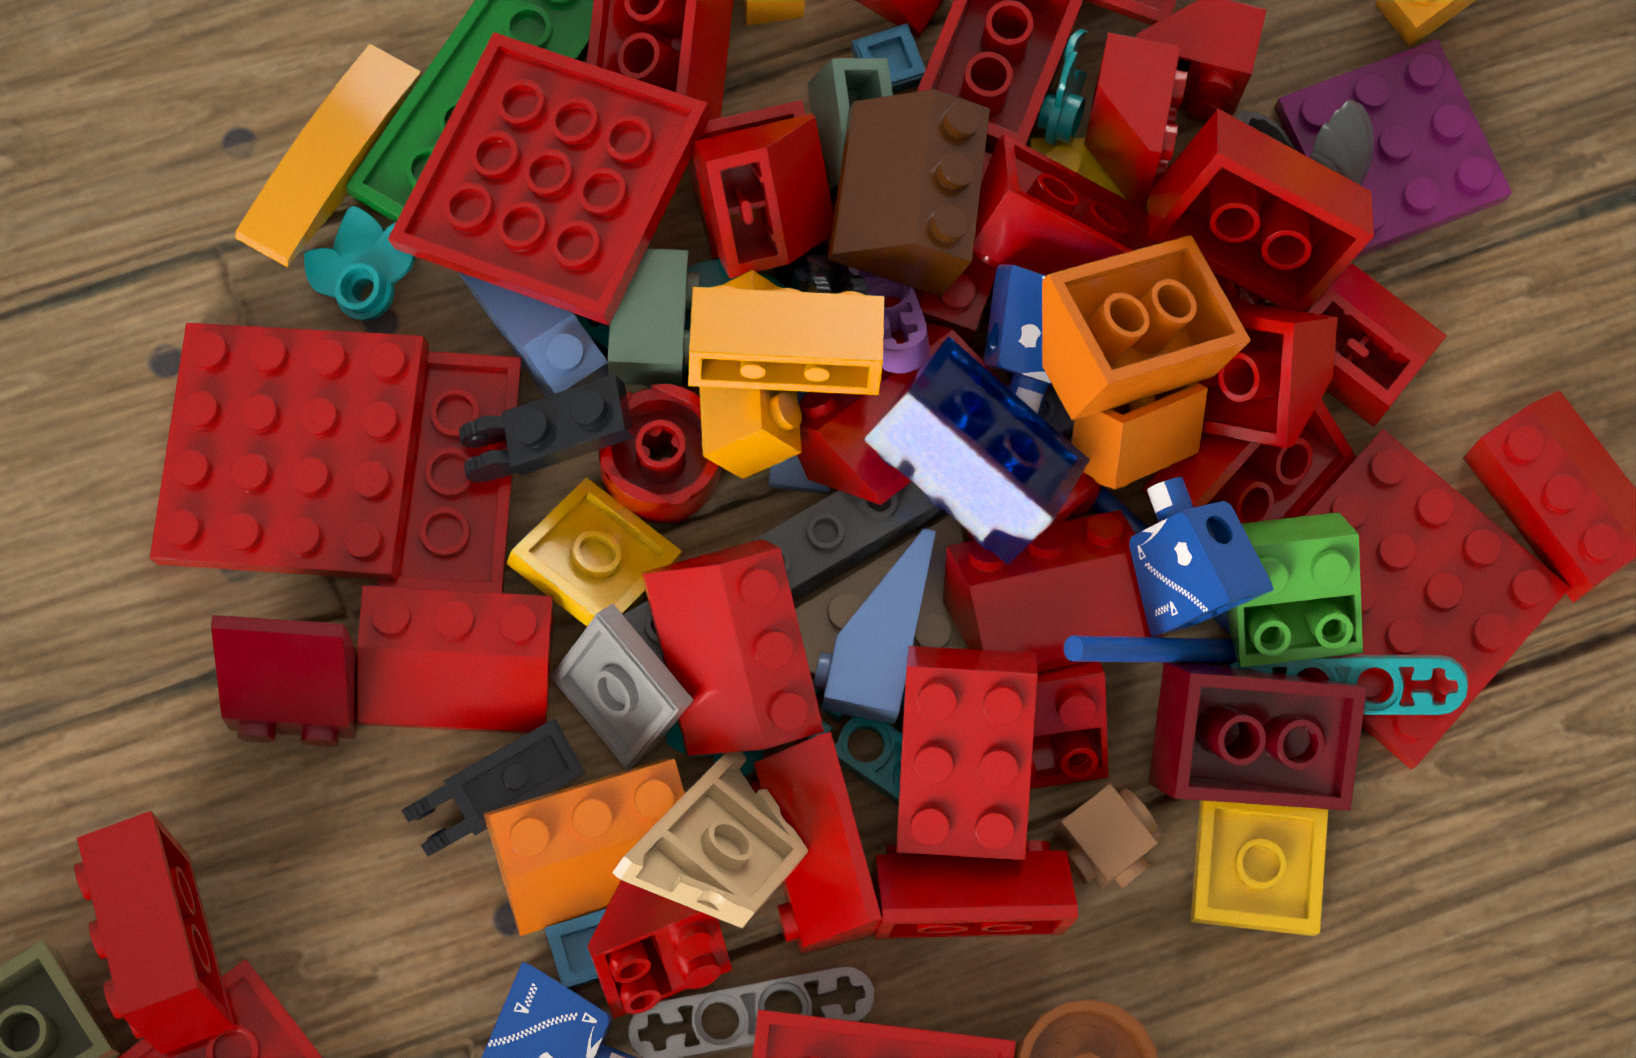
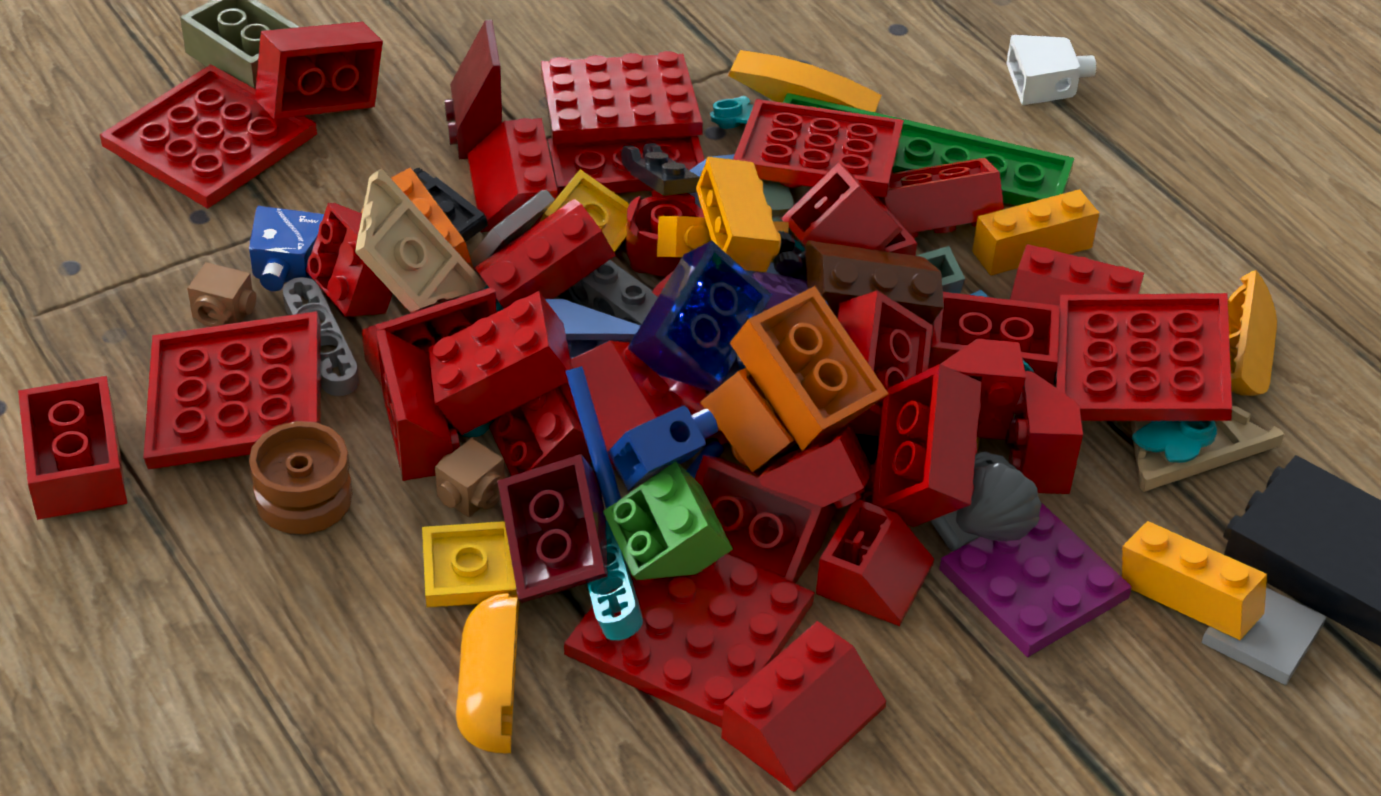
camera: 85 degrees right, 30 degrees down
(1437, 869) = (488, 674): none -> light orange brick

